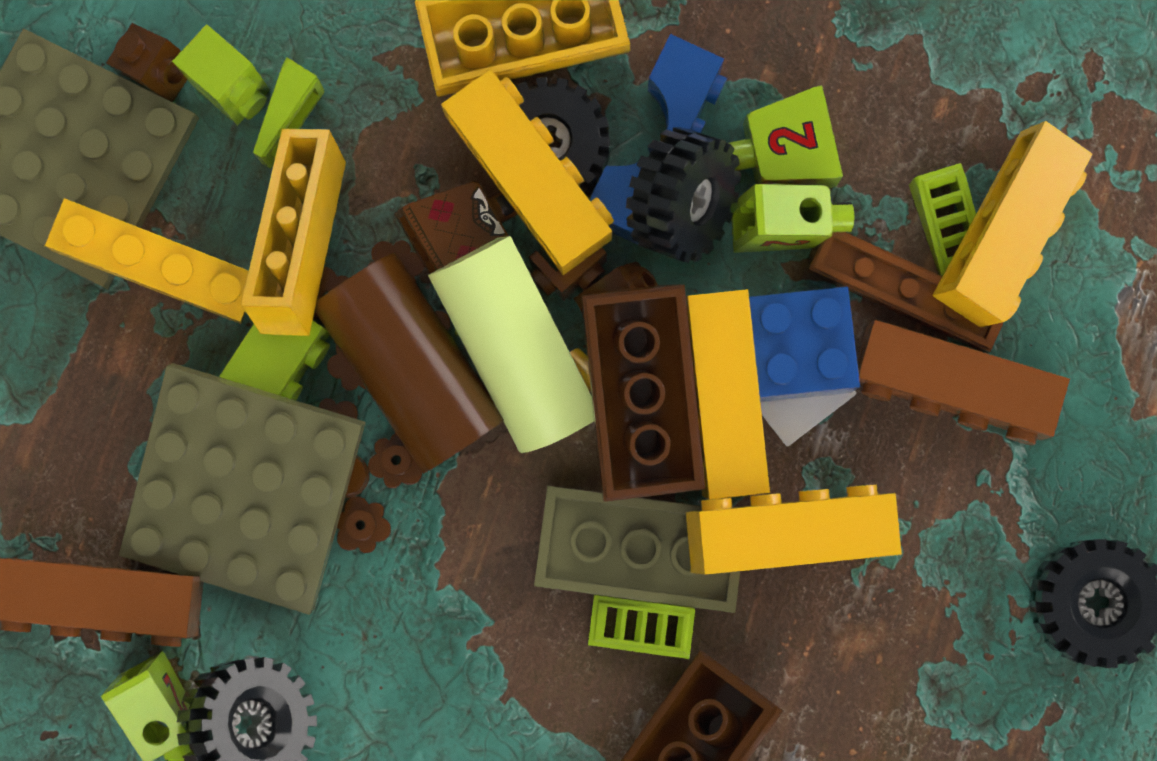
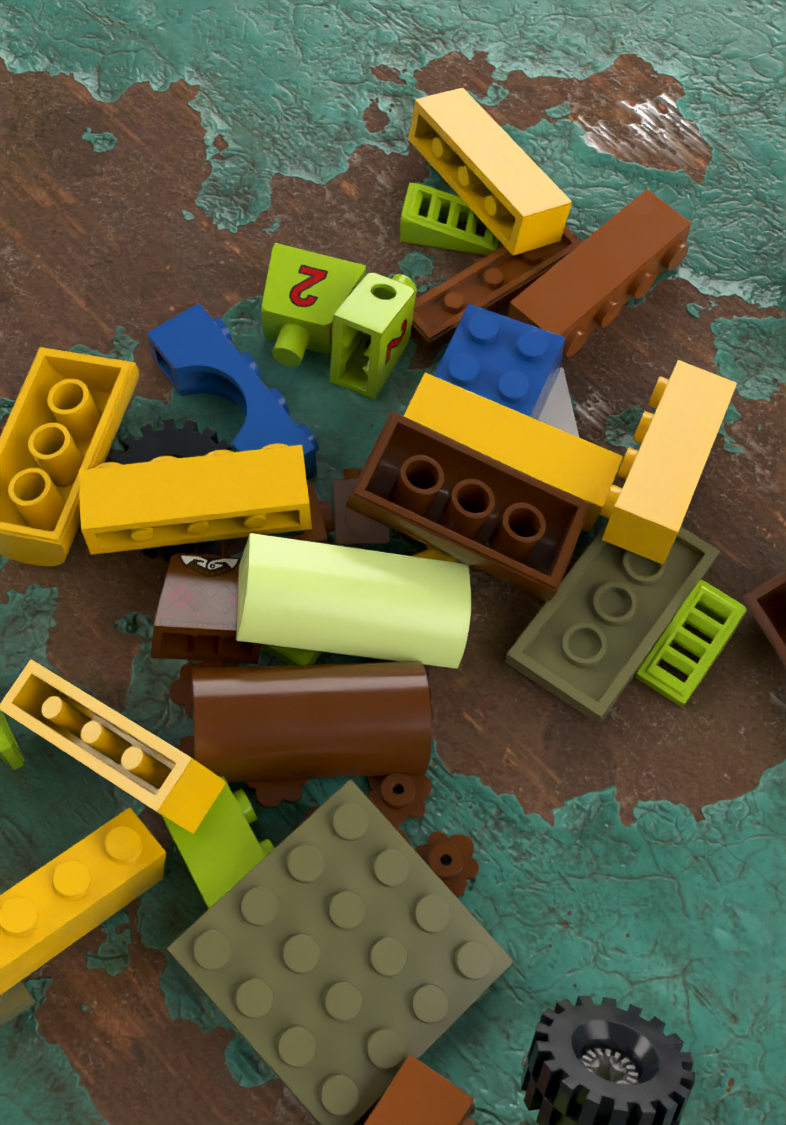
camera: 65 degrees left, 20 degrees down
(683, 194) = (302, 386): black bush -> none

